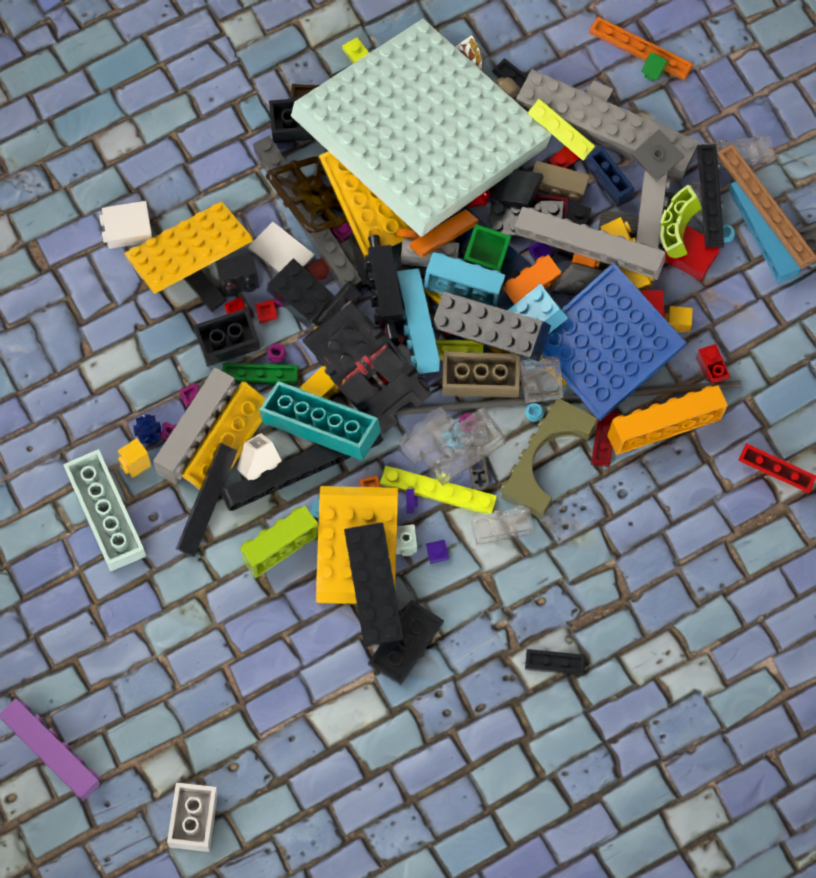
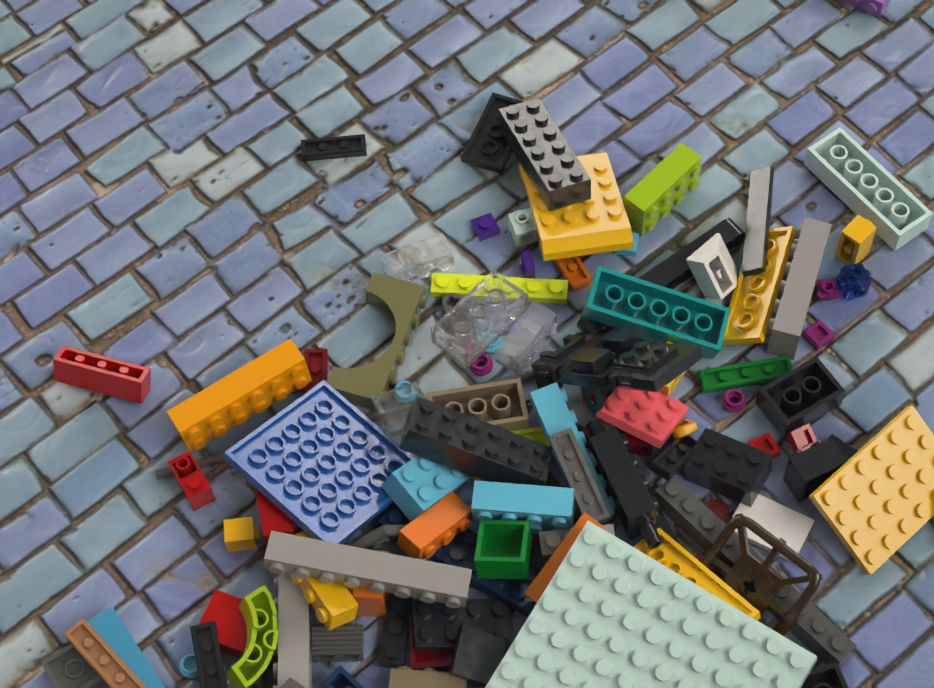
camera: 170 degrees right, 10 degrees down
(417, 292) = (578, 475): none -> flat silver plate

